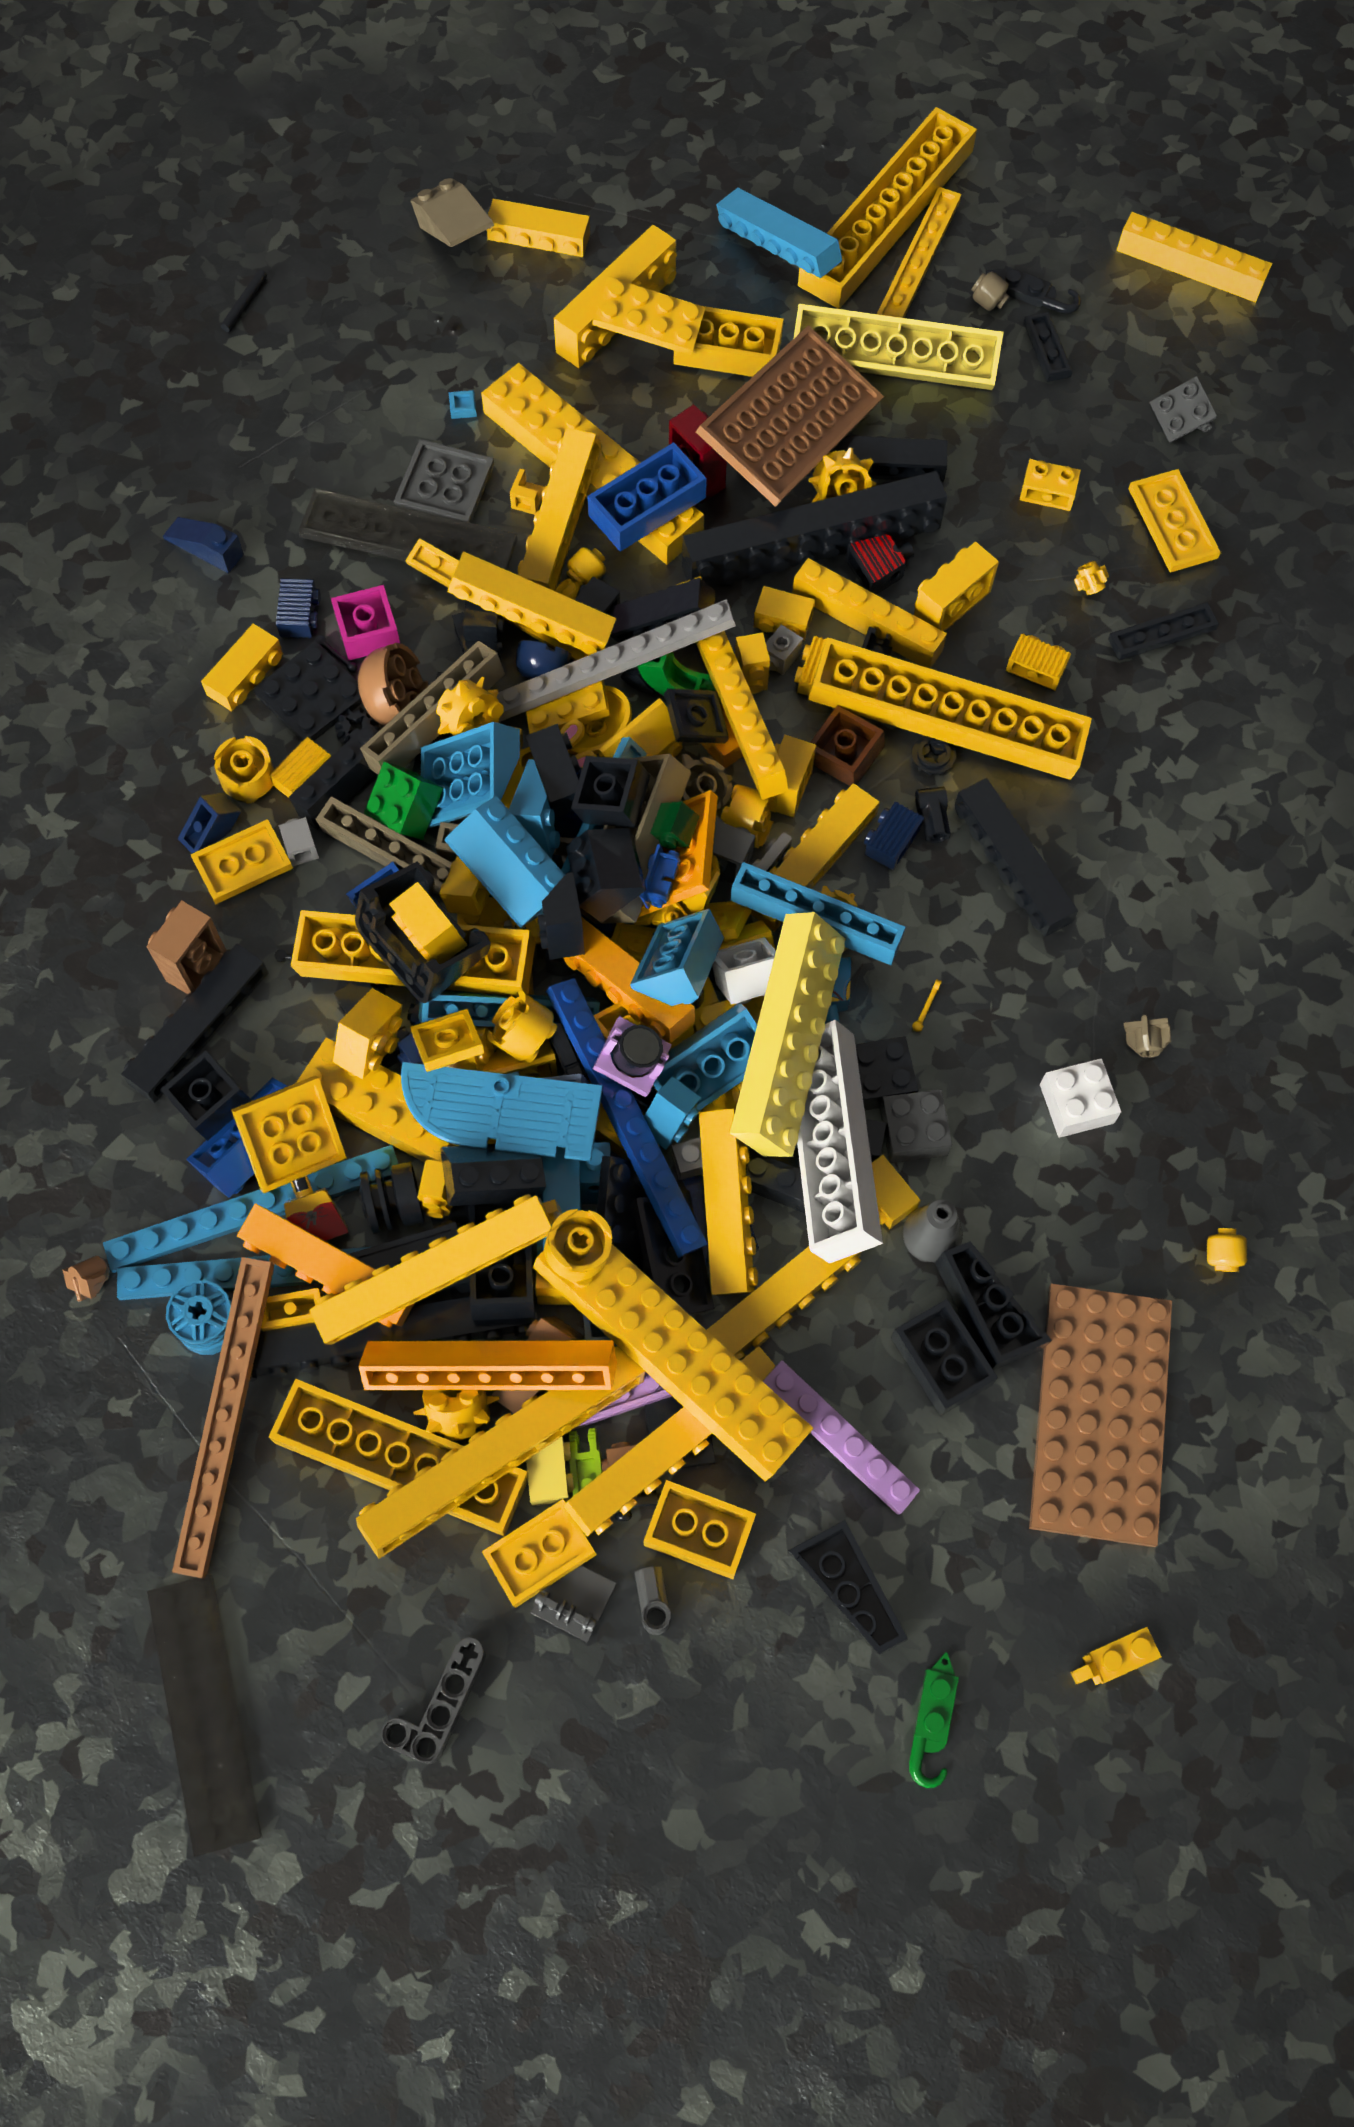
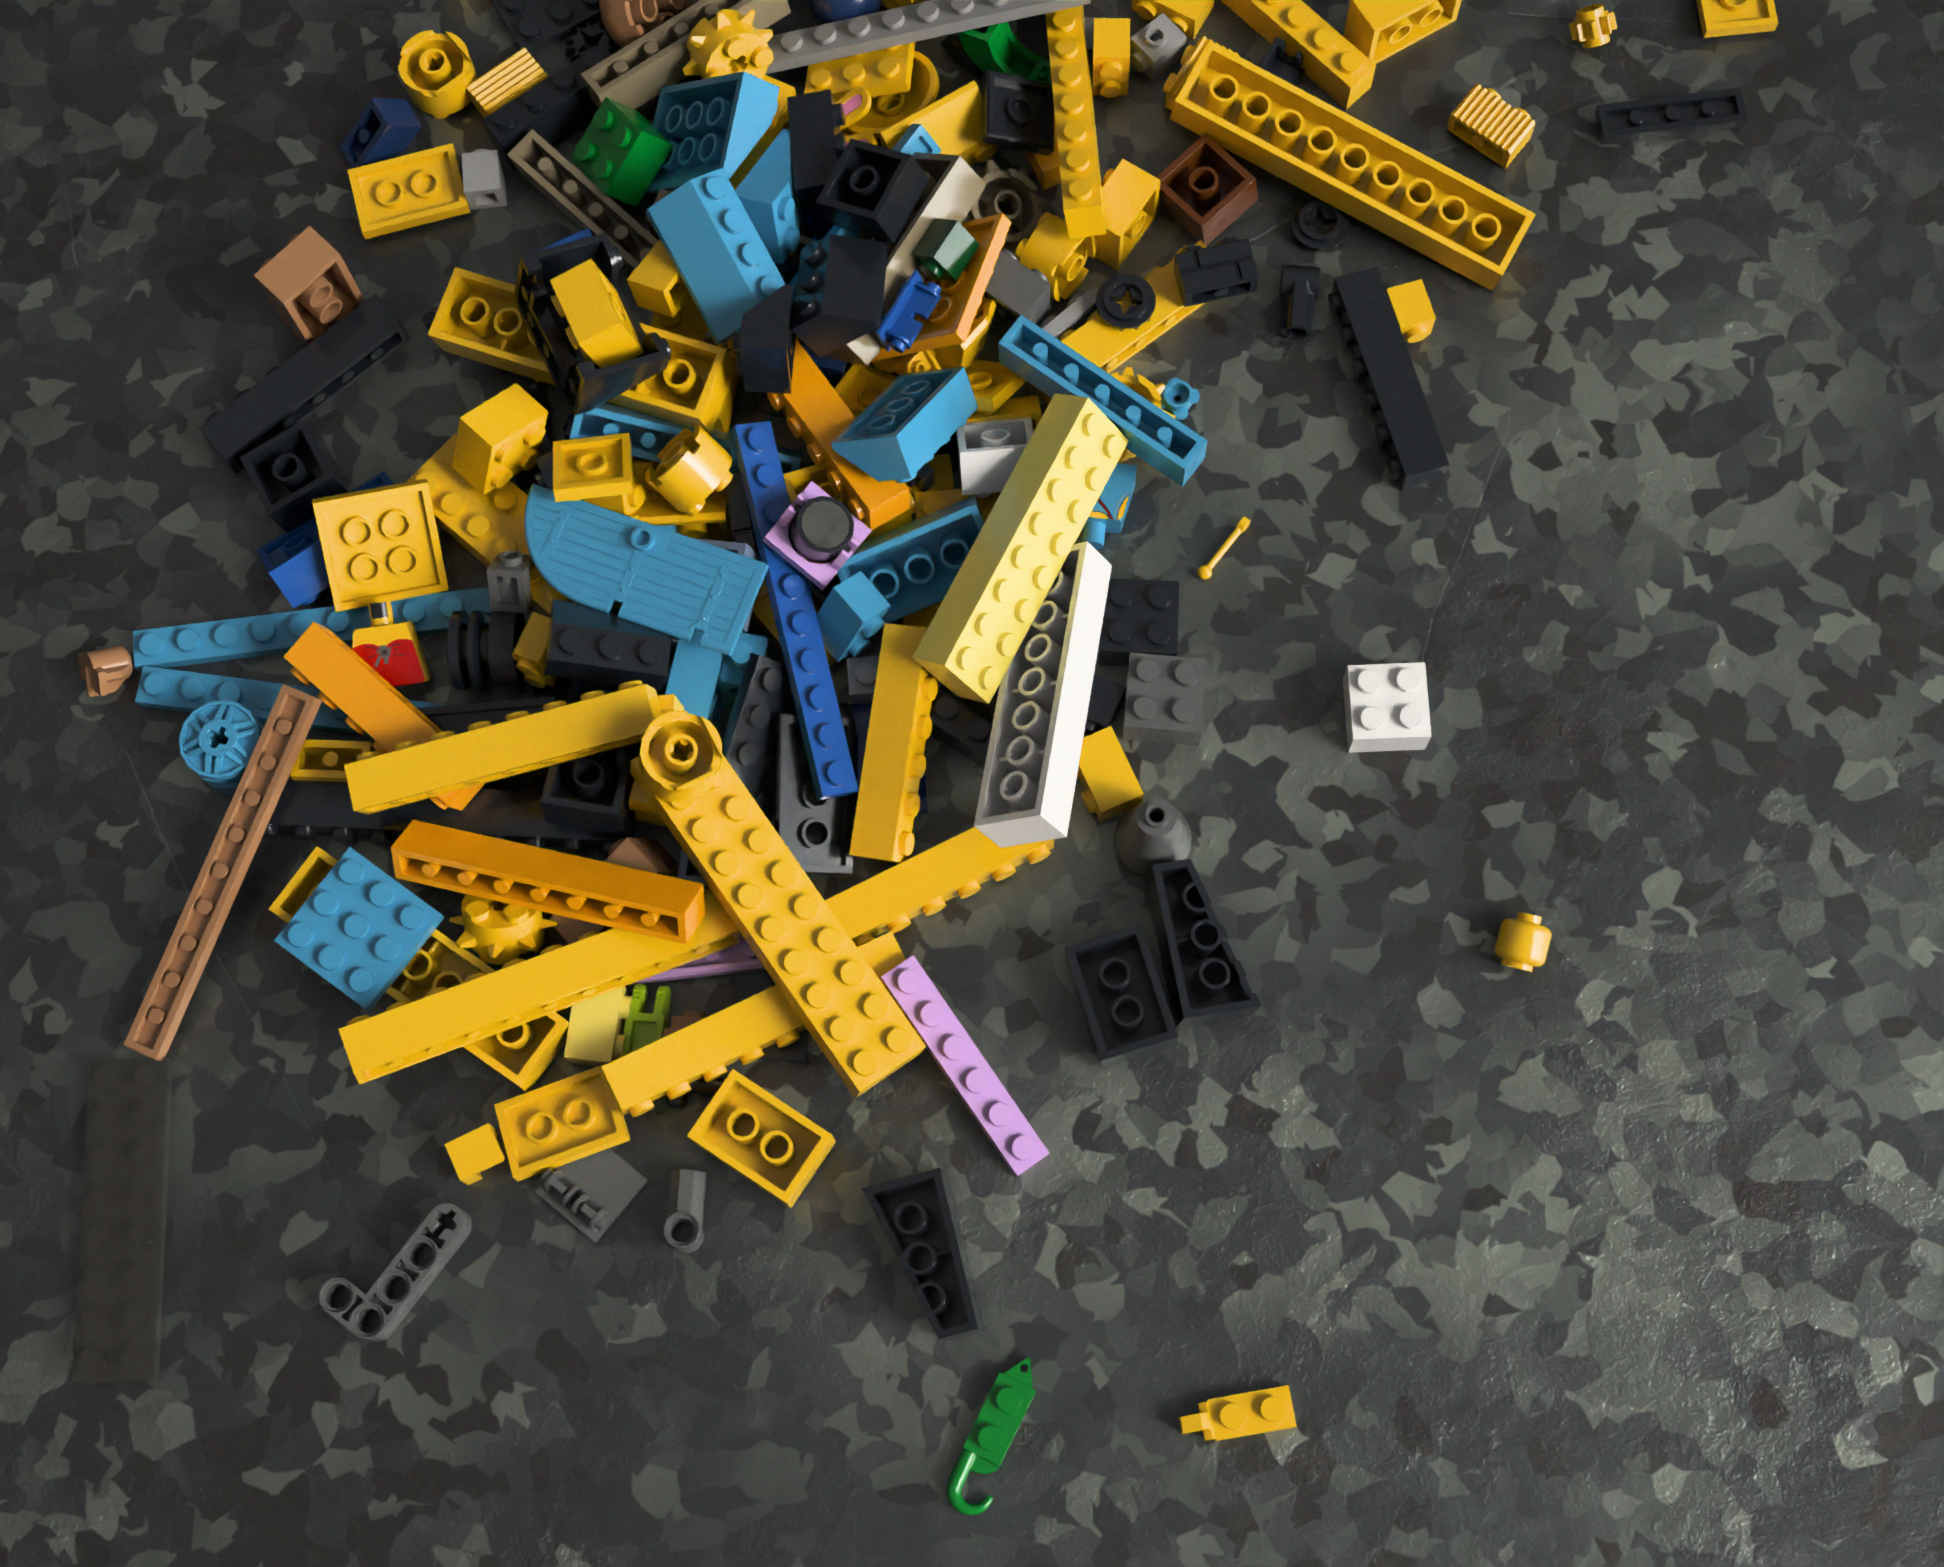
camera: 20 degrees right, 5 degrees up
(346, 1436) = (359, 929): none -> dark azure plate
(401, 1141) = (510, 582): none -> dark grey bracket
(477, 1593) = (475, 1153): none -> yellow panel
(819, 829) = (1114, 290): none -> black gear
(867, 895) = (1188, 396): none -> dark azure plate
(872, 803) = (1215, 271): none -> black brick
(893, 836) = (1237, 322): dark blue brick -> none
(1020, 803) = (1412, 310): none -> yellow brick
(1102, 1416) = (1305, 1112): medium nougat plate -> none
(1148, 1036) = (1498, 646): dark tan piece -> none

